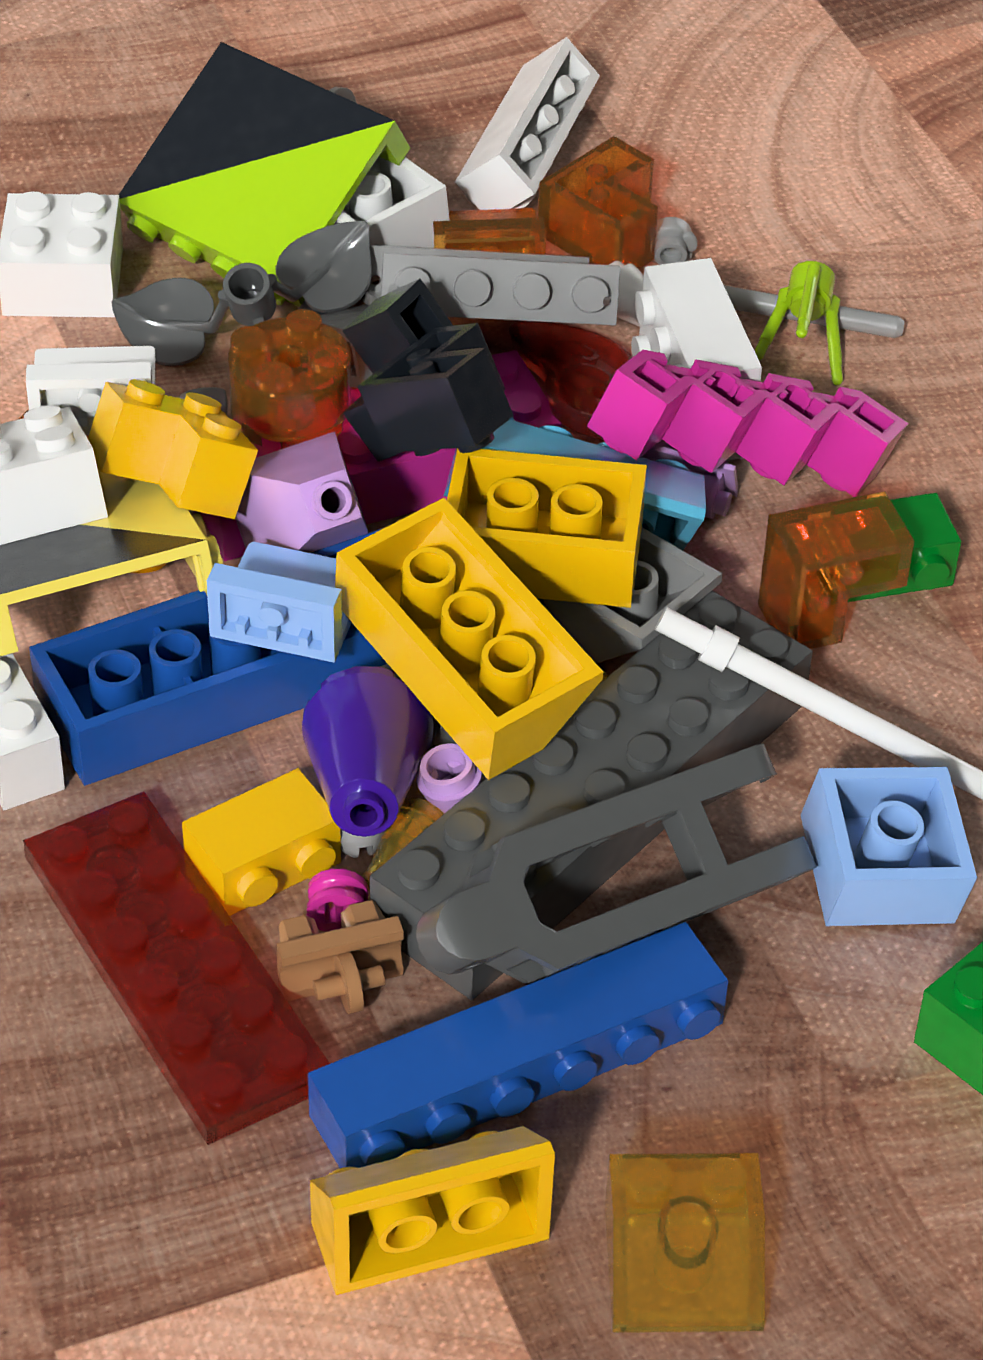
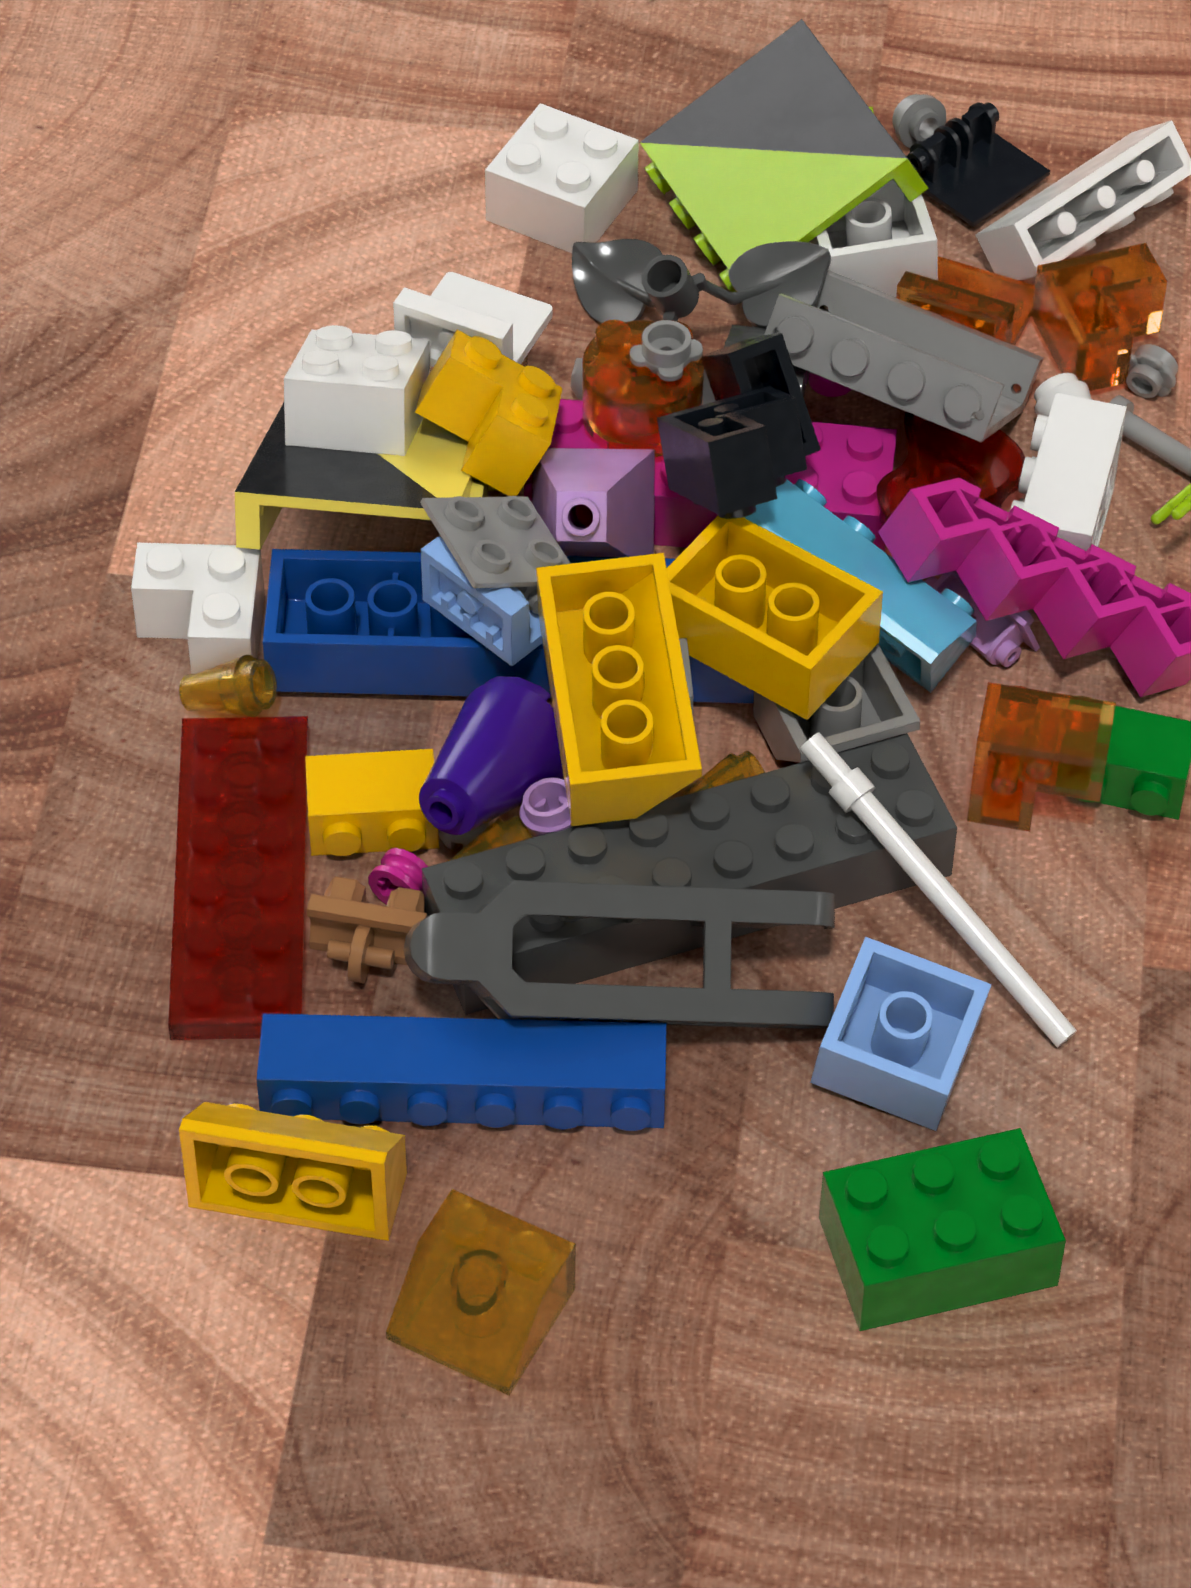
camera: 30 degrees right, 5 degrees up
(57, 792) = (234, 688): none -> clear yellow cone
(271, 547) = (496, 540): none -> light grey hinge
(314, 332) = (666, 349): none -> light grey plate
(429, 133) = (972, 166): none -> black hinge

